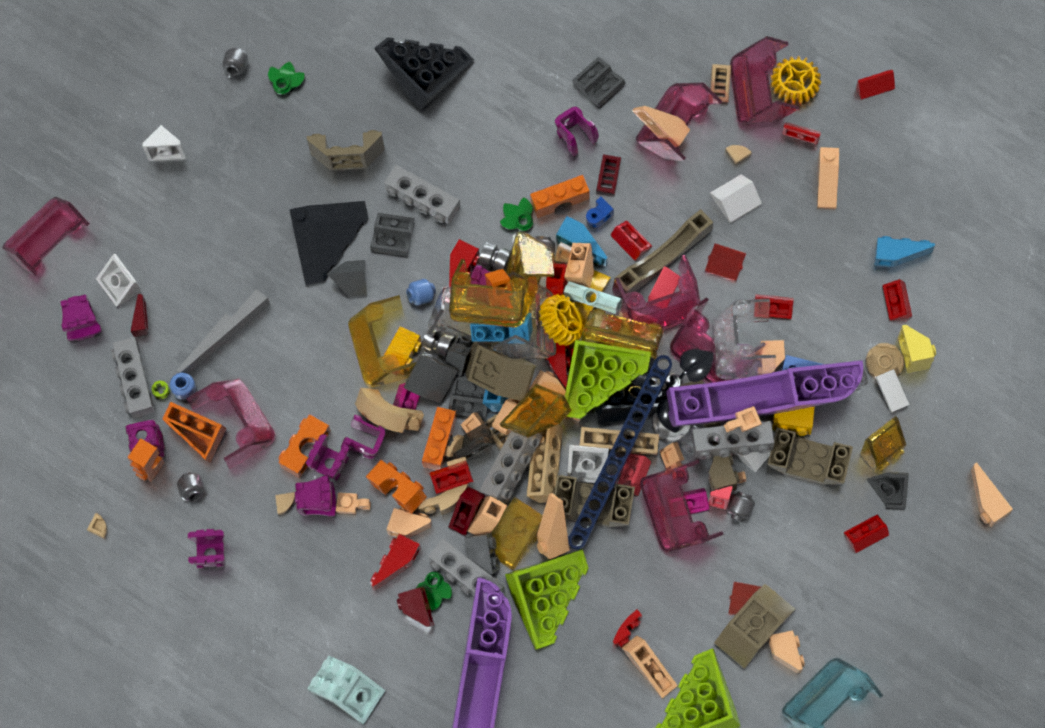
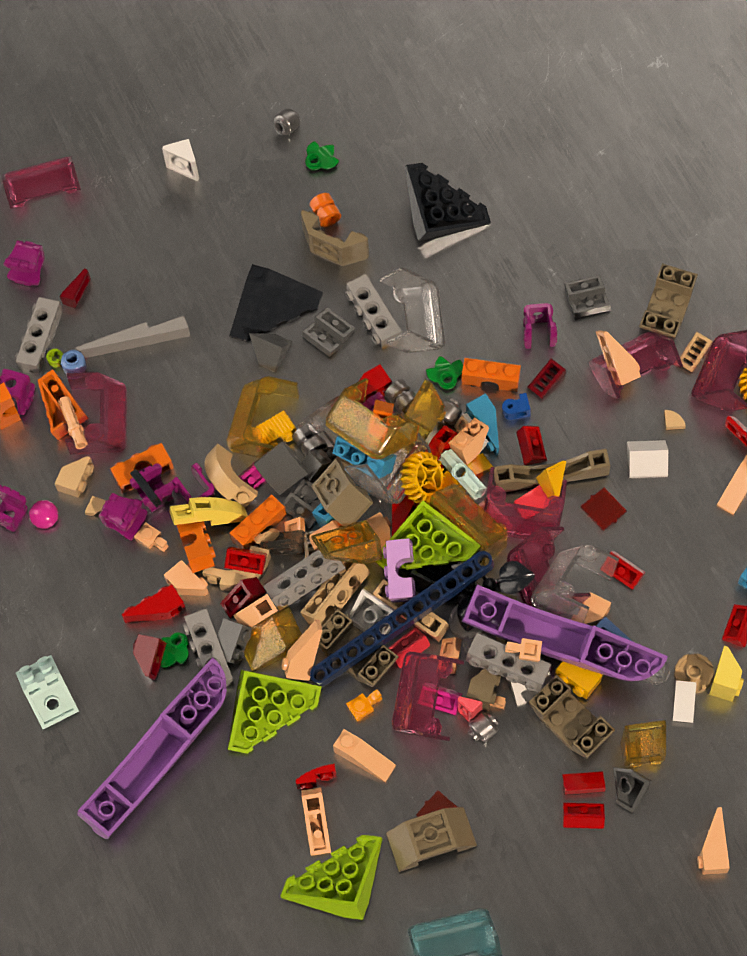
camera: 30 degrees right, 5 degrees down
(117, 281) = (77, 250): white slope -> none
(190, 487) = (27, 450): flat silver head -> none
(228, 445) = (75, 428): none -> light nougat pin
(241, 535) = (43, 514): none -> dark pink hair
(247, 487) = (73, 477): none -> tan slope
(321, 124) = (324, 207): none -> orange wheel
(328, 462) = (146, 488): none -> black tile
(390, 450) = (210, 509): none -> light yellow slope
(420, 292) = (320, 392): medium blue head -> none
(464, 174) = (421, 311): none -> clear windscreen
(583, 398) = (397, 553): none -> lavender arch
(625, 546) = (362, 706): none -> light orange plate
(655, 588) = (363, 755): none -> light nougat slope
(671, 261) = (551, 479): none -> yellow slope
(672, 50) = (669, 301): none -> dark tan slope
(785, 650) = (444, 875): light nougat slope -> none
(850, 506) = (583, 783): none -> red slope

